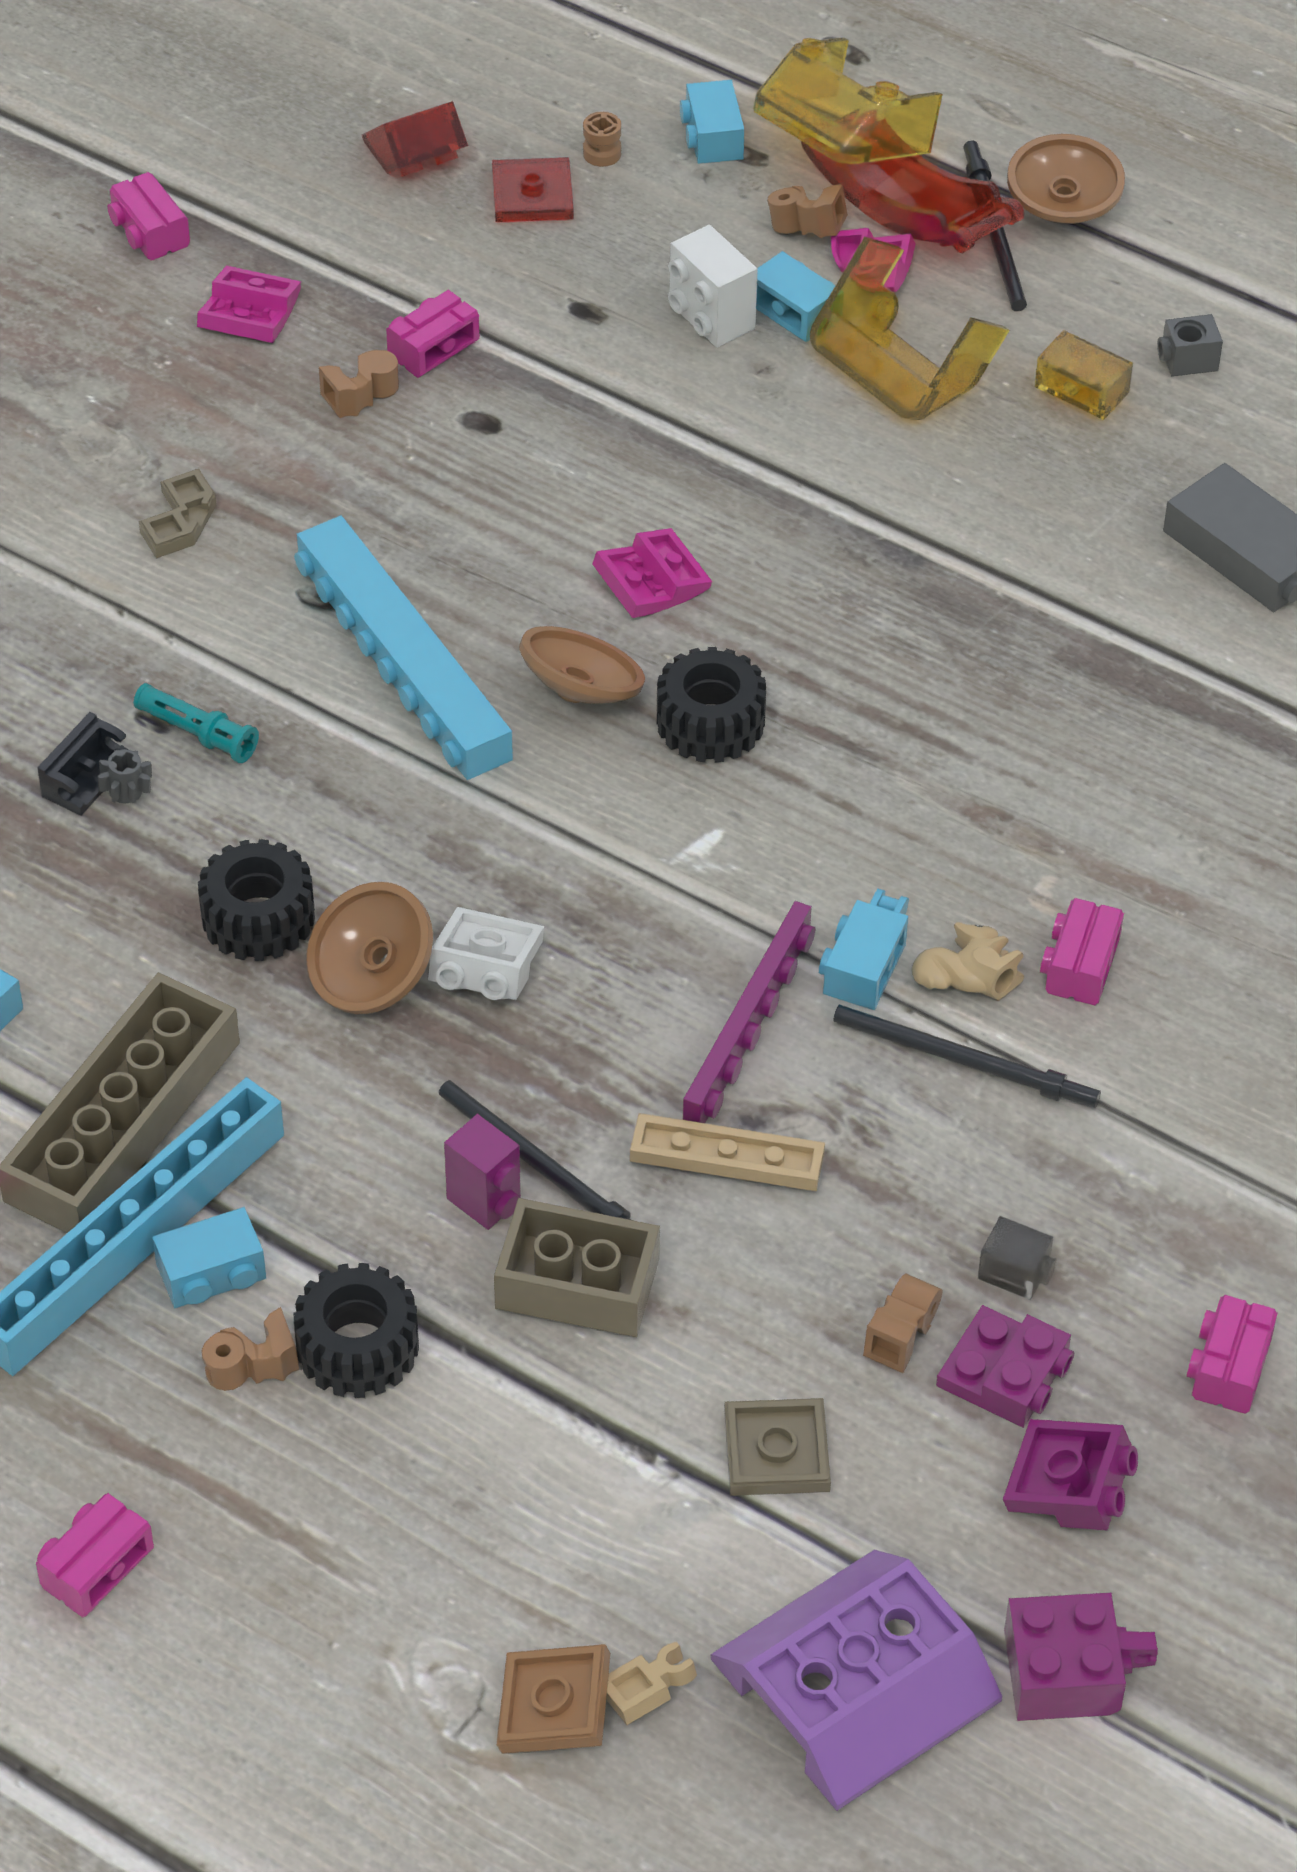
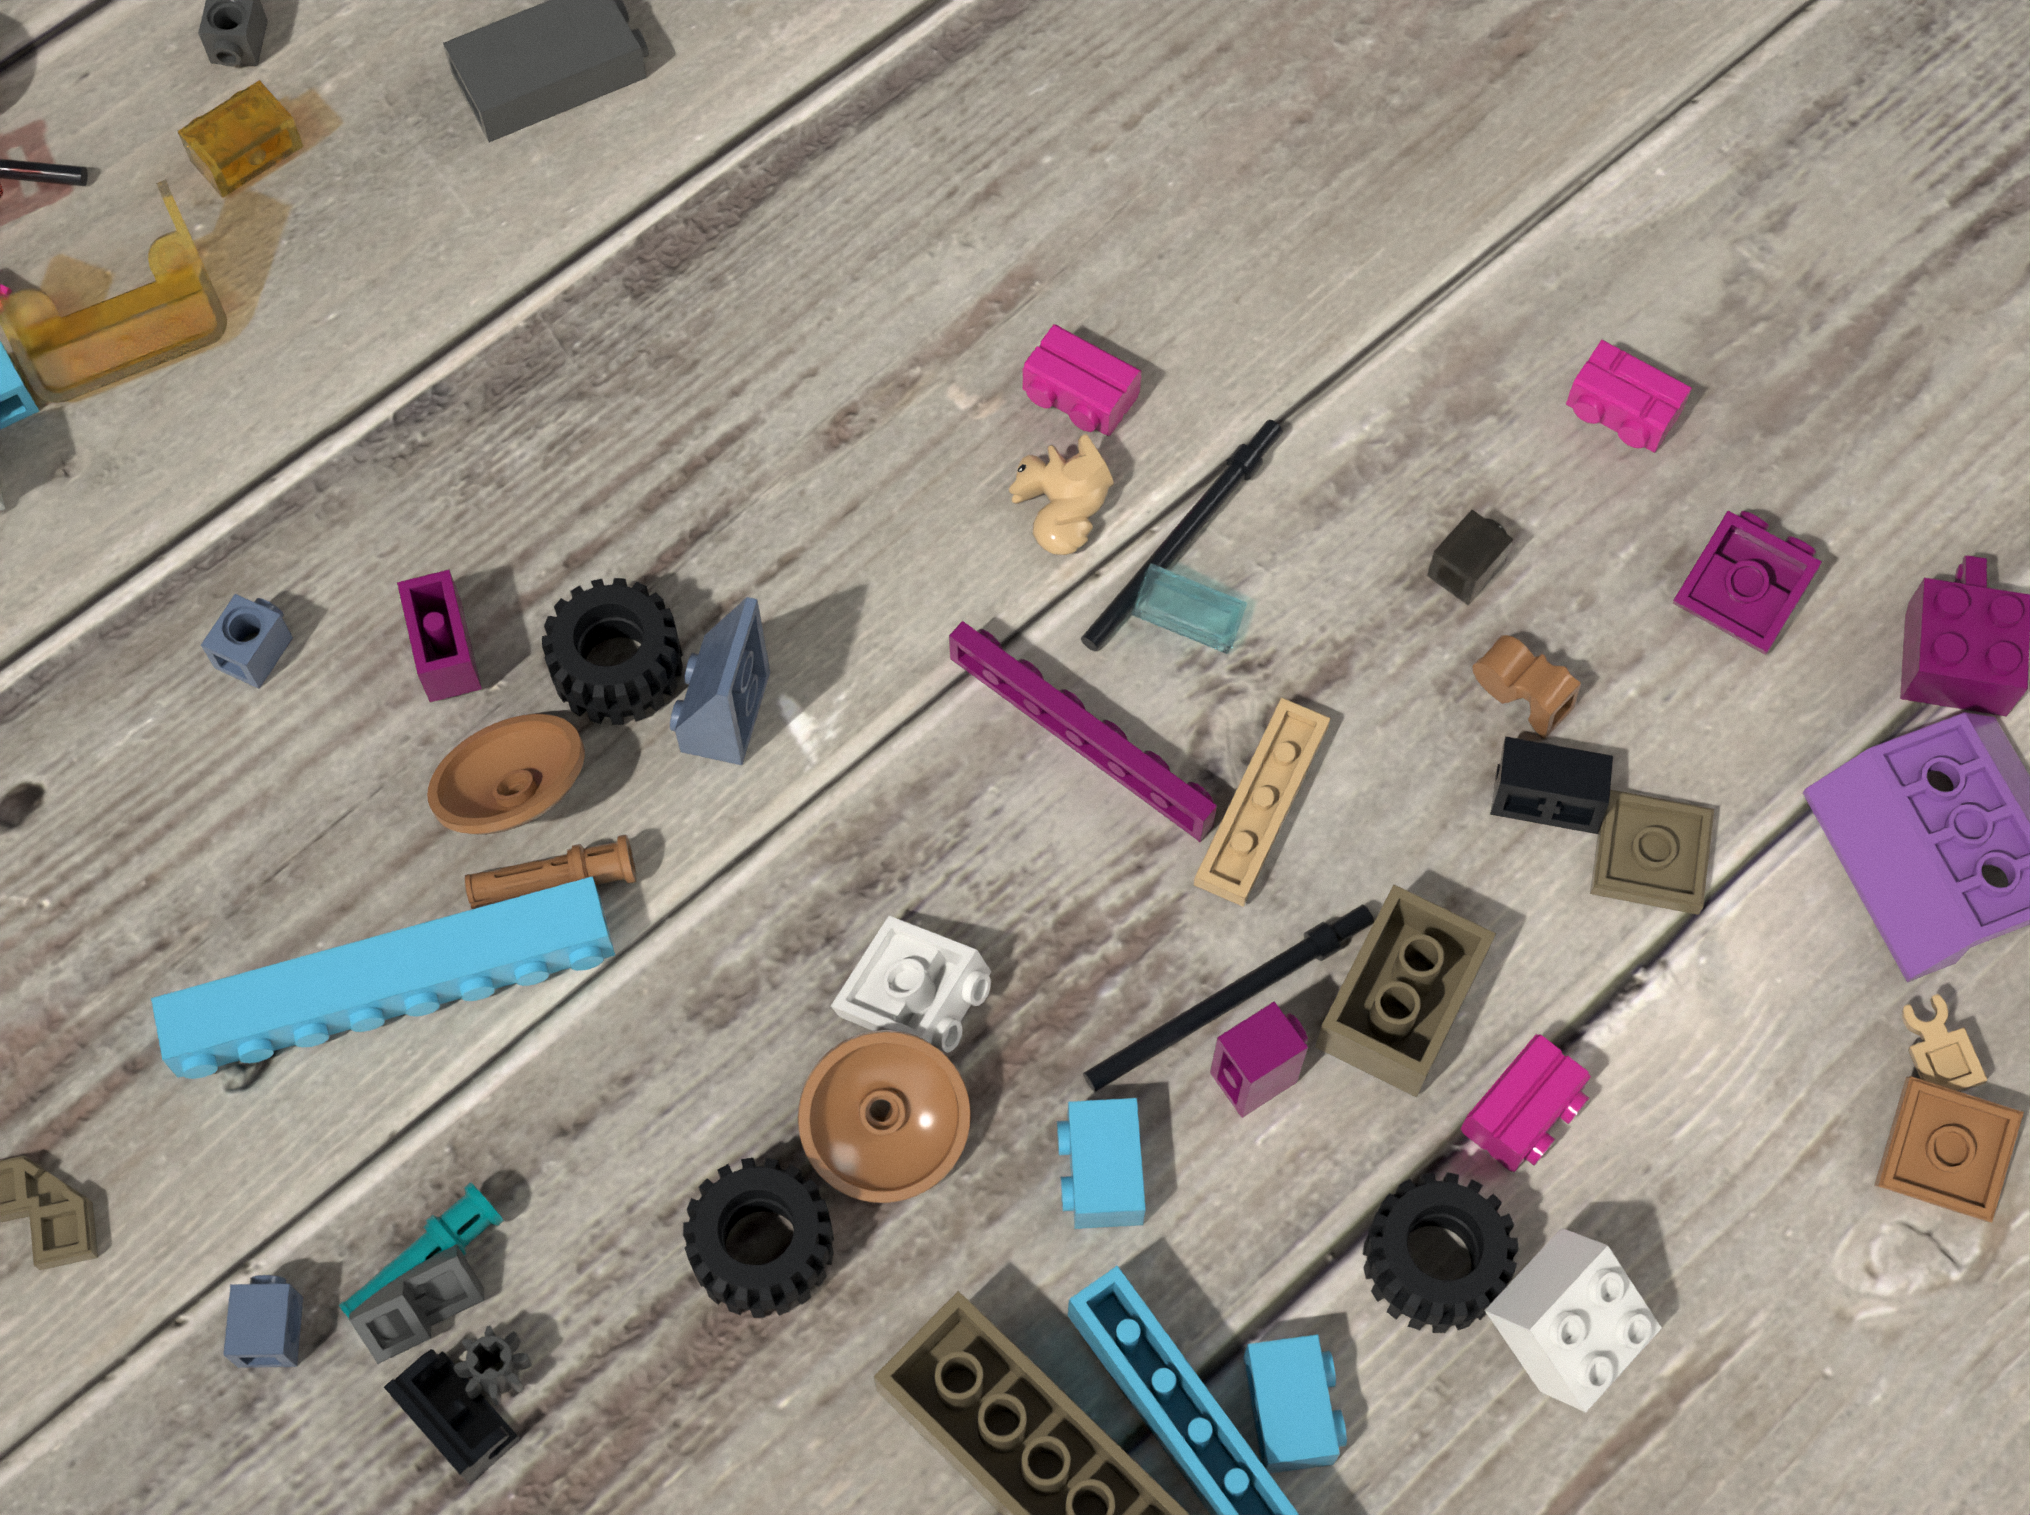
camera: 75 degrees left, 15 degrees up
(125, 647) = (263, 1323): none -> sand blue brick
(160, 724) = (407, 1307): none -> dark grey slope
(234, 1357) = (1438, 1408): medium nougat leg -> none
(316, 1417) = (1573, 1319): none -> white brick
(375, 1103) = (1104, 1163): none -> medium azure brick
(506, 1377) = (1526, 1104): none -> dark pink brick
(527, 733) = (603, 862): none -> medium nougat pin
(648, 499) = (251, 659): none -> sand blue brick
(652, 573) = (360, 669): dark pink slope -> none
(685, 598) = (439, 635): none -> magenta brick
(696, 770) = (724, 688): none -> sand blue slope
(811, 1350) = (1552, 785): none -> black hinge
(866, 950) = (1018, 586): medium azure brick -> none
(890, 1068) = (1189, 608): none -> clear light blue tile
(1007, 1364) = (1595, 604): magenta plate -> none

